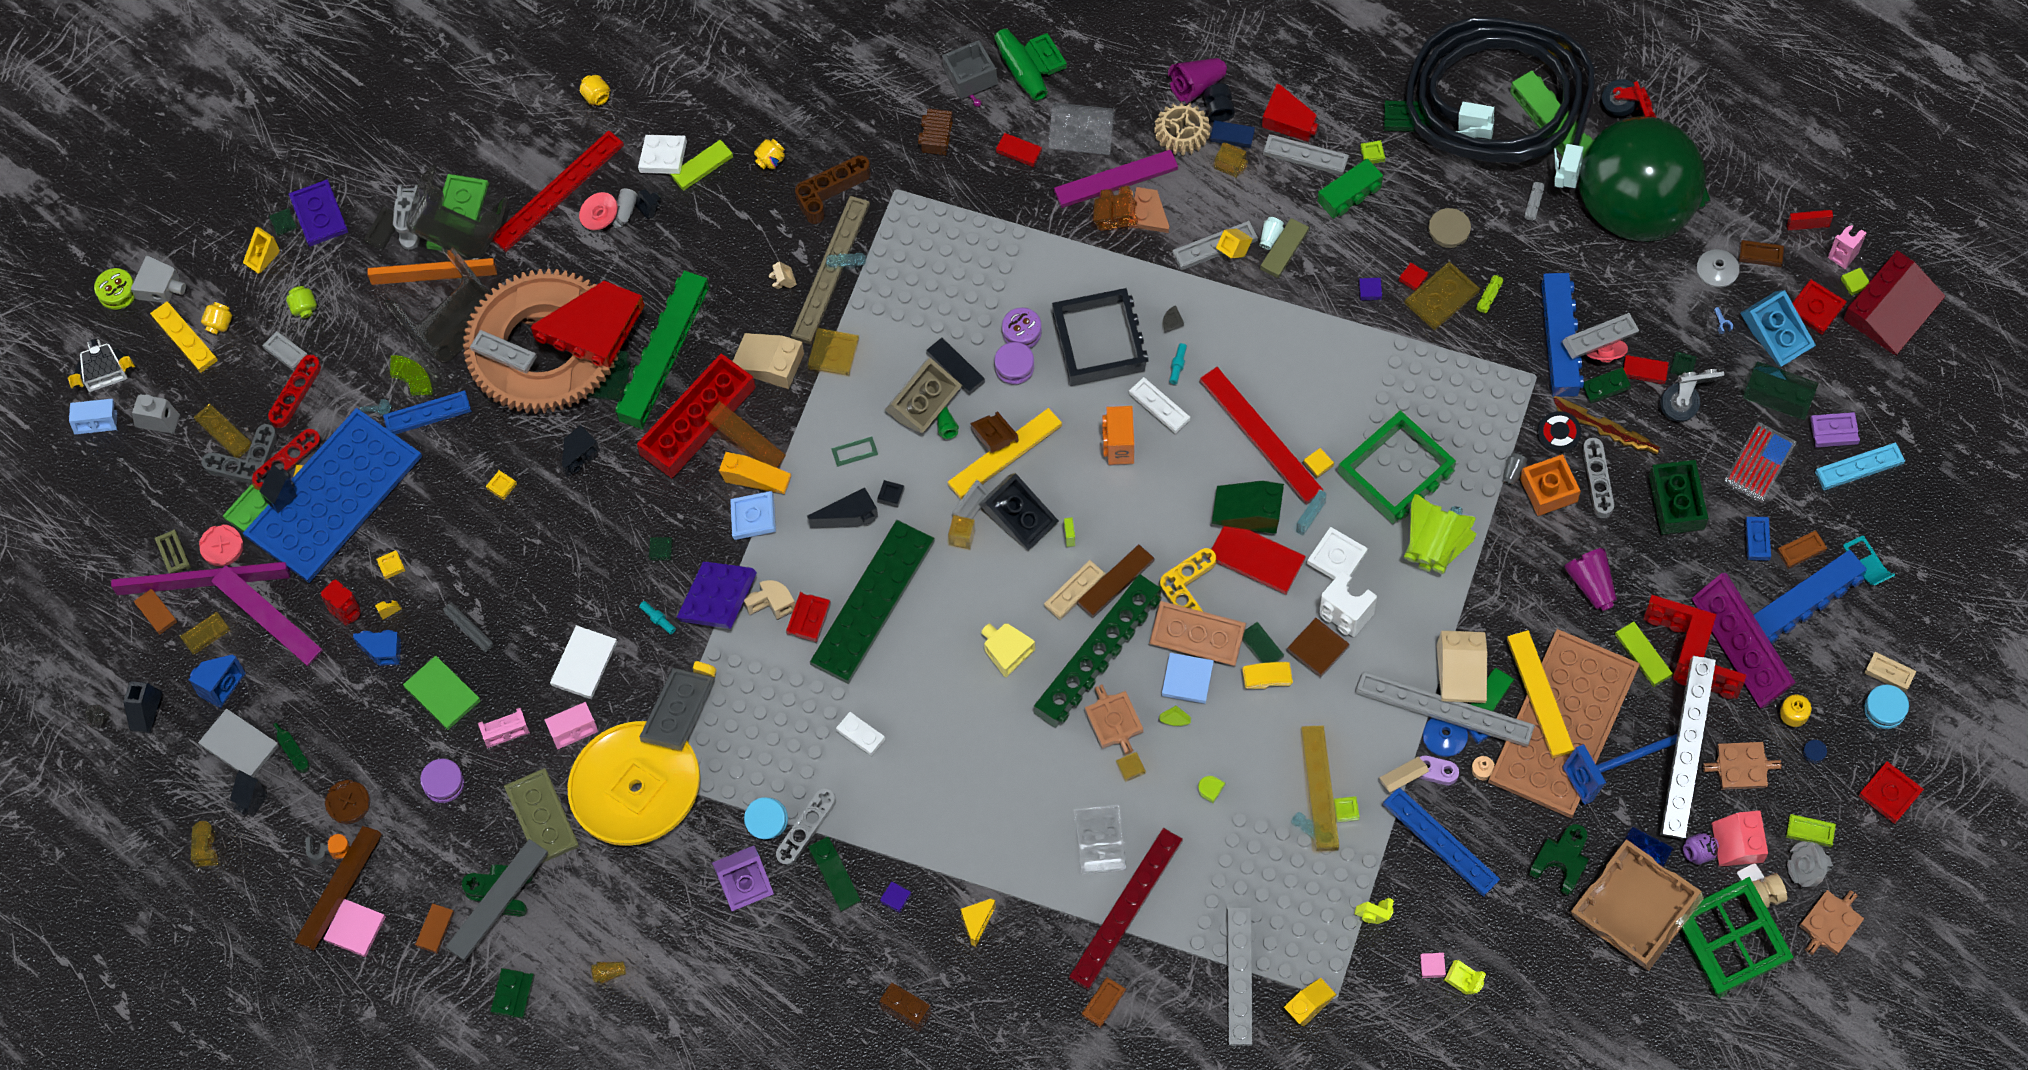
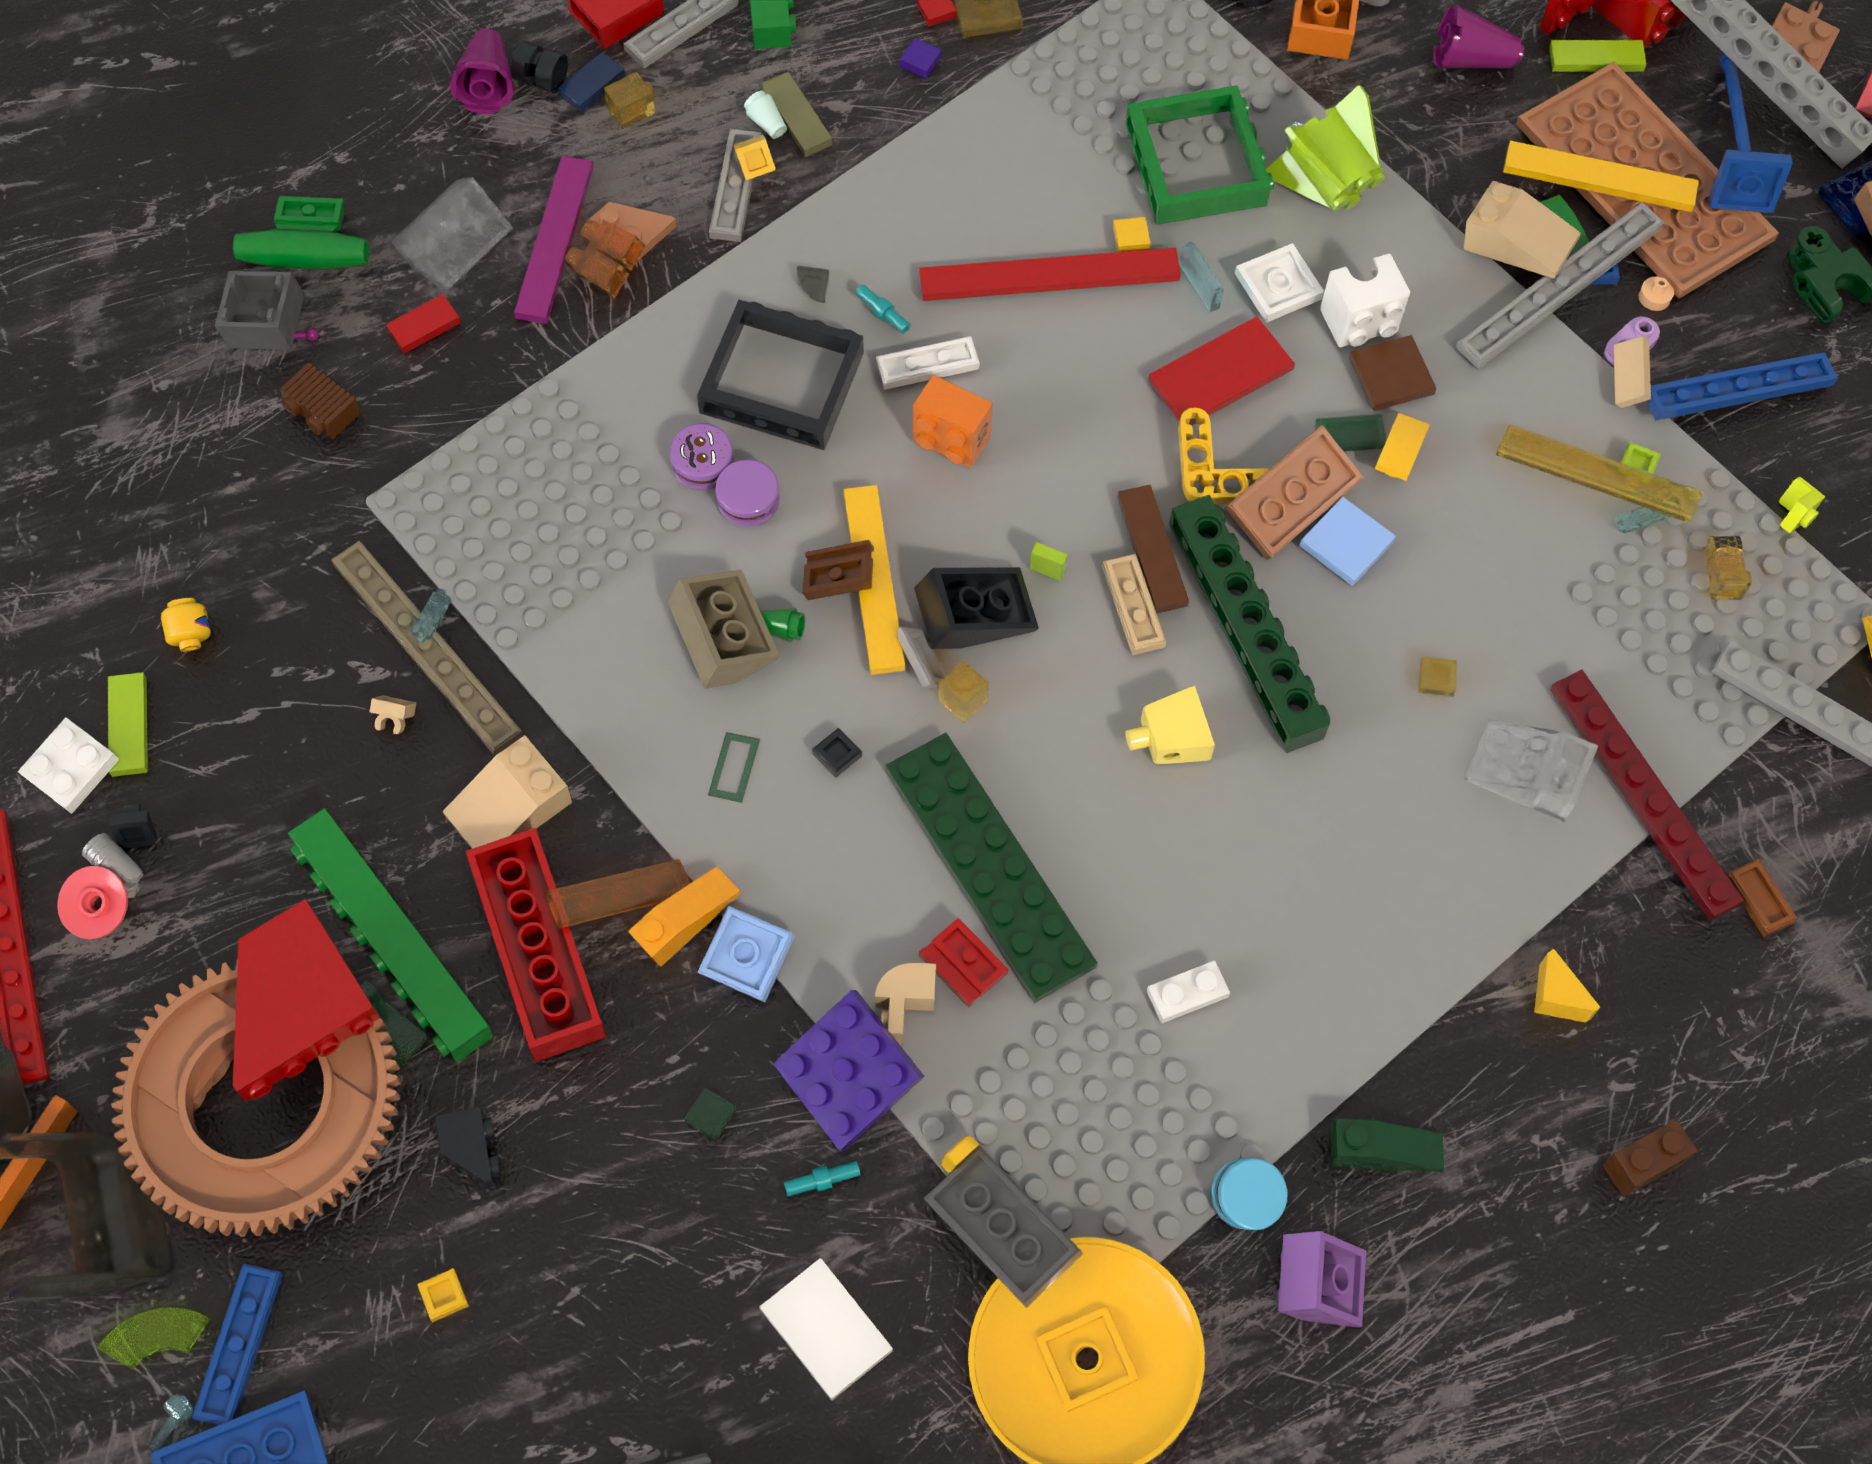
camera: 65 degrees left, 0 degrees up
(503, 351) = (236, 1160): light grey tile -> none
(571, 725) = (924, 1403): bright pink hinge -> none
(809, 829) = (1298, 1142): light grey beam -> none
(833, 351) = (563, 707): clear yellow tile -> none
(847, 512) = (834, 819): black slope -> none
(855, 171) = (299, 567): reddish brown beam -> none
(895, 897) = (1463, 1083): dark purple tile -> none
(955, 365) = (666, 570): black tile -> none
(1114, 719) = (1360, 658): nougat plate -> none
(1173, 121) = (543, 117): tan gear -> none
(1175, 717) = (1397, 584): lime tile -> none
(1210, 788) = (1523, 599): lime tile -> none
(1249, 506) = (1150, 334): dark green slope -> none
(1303, 886) = (1726, 568): none -> clear yellow leg
(1443, 744) = (1591, 320): blue dish -> none
(1513, 469) = (1272, 46): dark grey cone -> none

